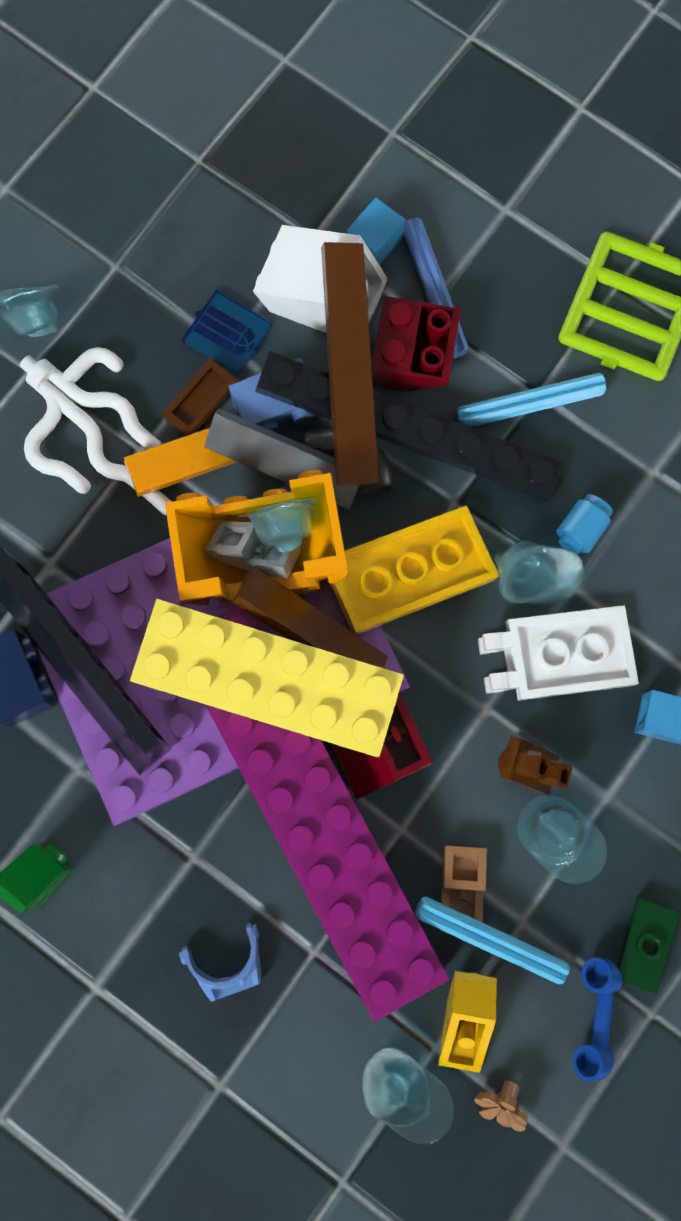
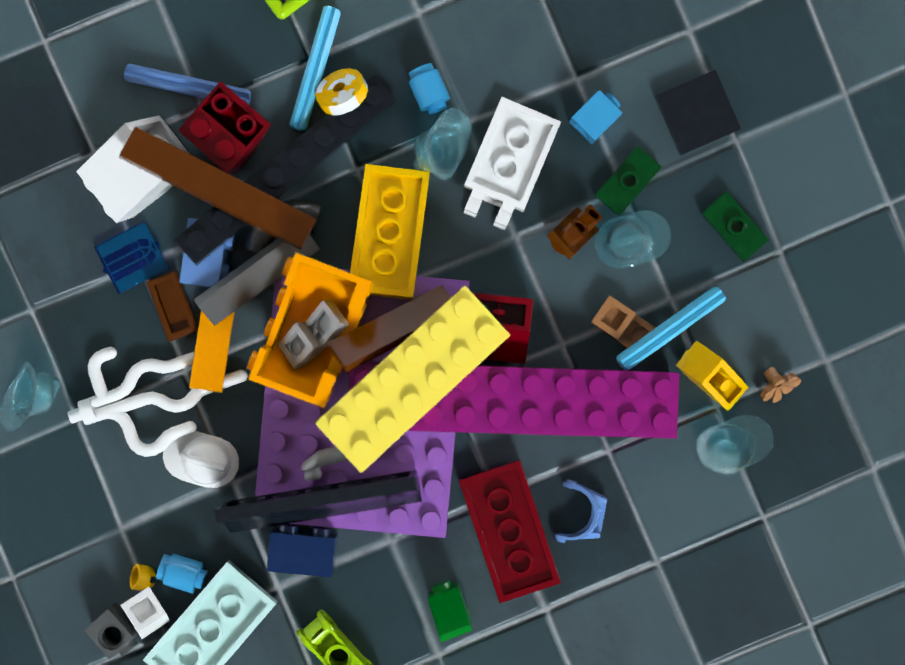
camera: 55 degrees left, 10 degrees up
(55, 519) = (202, 460): none -> white piece
(123, 635) = (321, 458): none -> light grey arm
(160, 894) = (509, 531): none -> dark red plate
(283, 523) = (308, 306): clear light blue piece -> none
(379, 228) = (120, 103): dark azure brick -> none
(525, 437) = (341, 91): none -> piece
(597, 1060) = (786, 305): blue bar -> none
(621, 795) = (628, 181): none -> dark green plate

